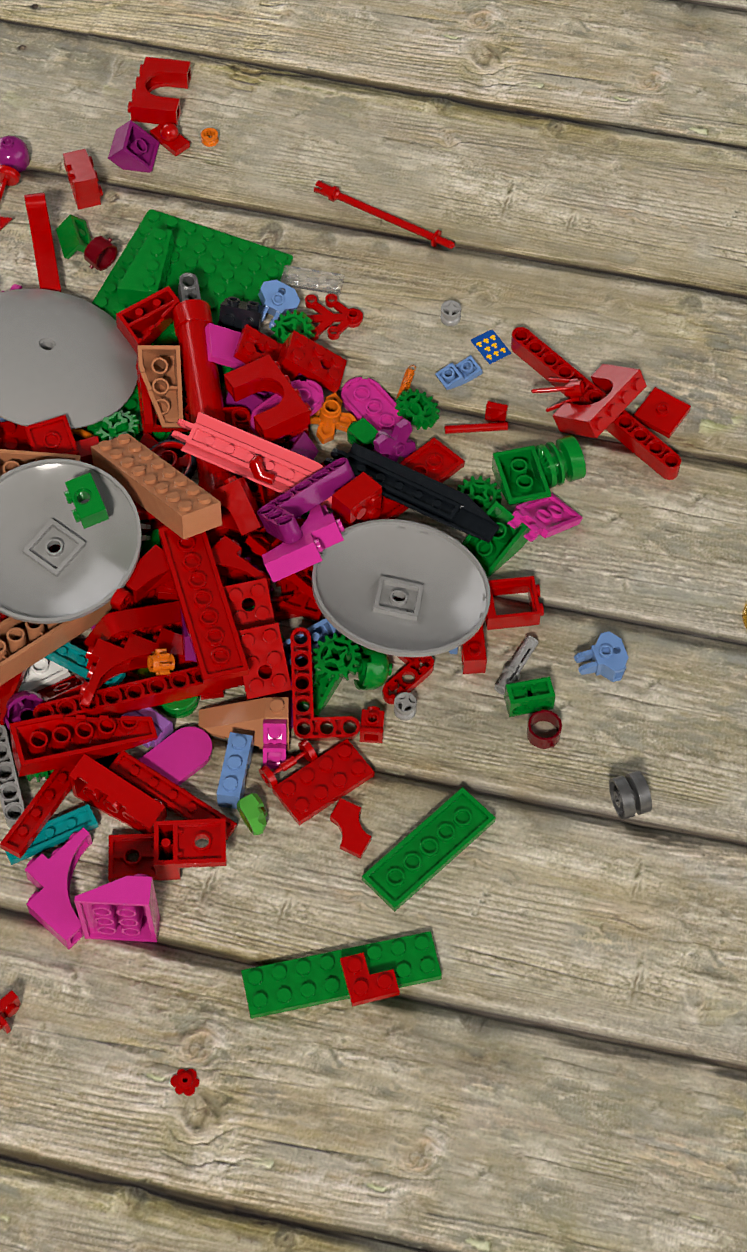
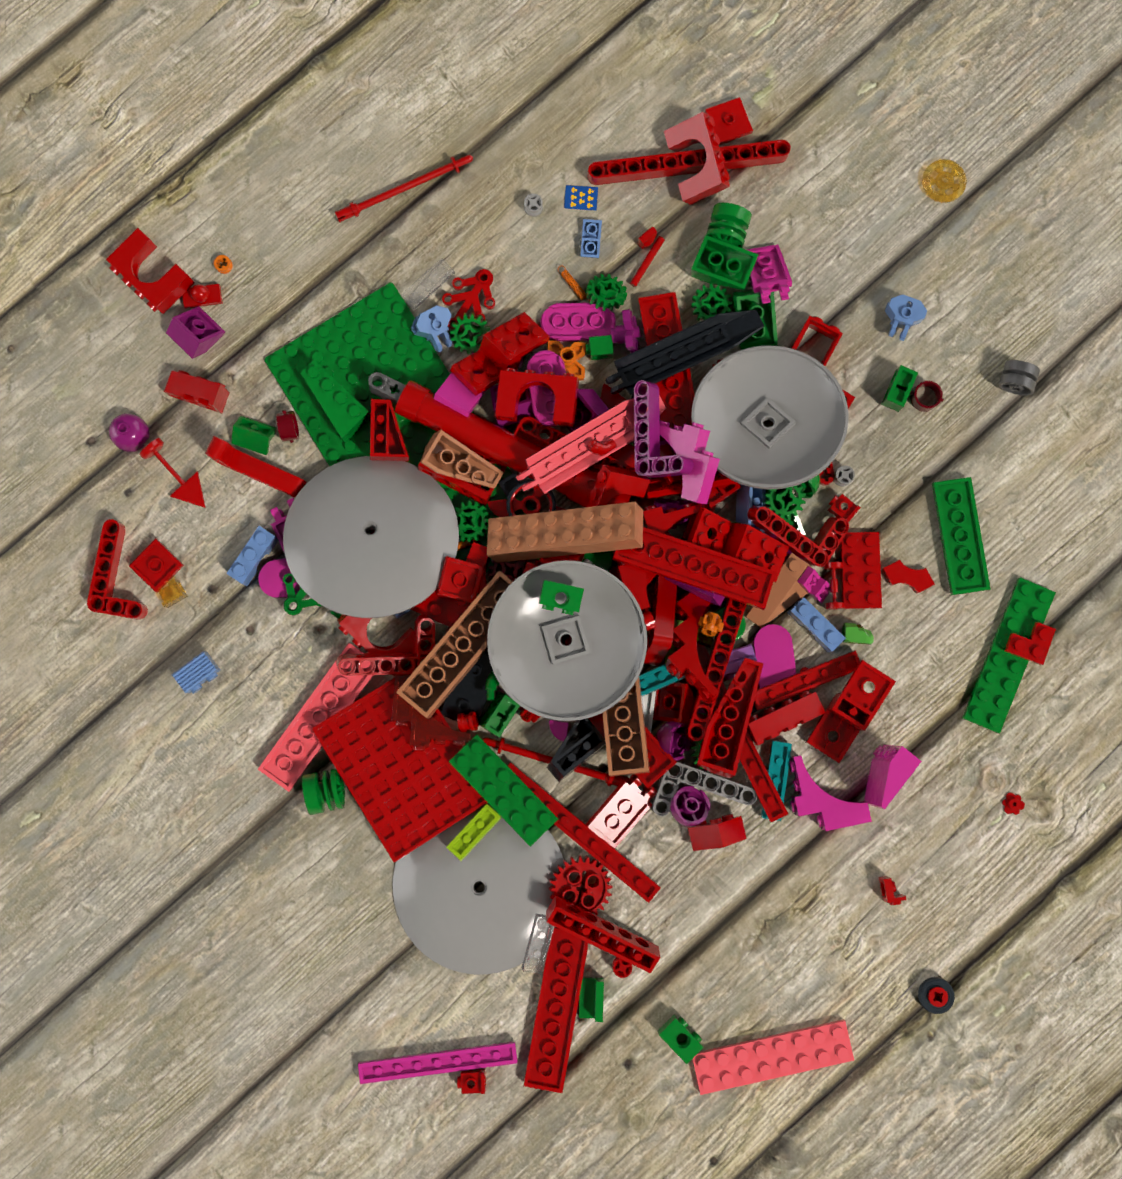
camera: 55 degrees left, 25 degrees up
(236, 314) = (430, 361): black bracket -> none
(358, 499) = (677, 394): red brick -> none
(512, 671) = (866, 382): light grey pin -> none
(574, 389) = (676, 170): red plant -> none

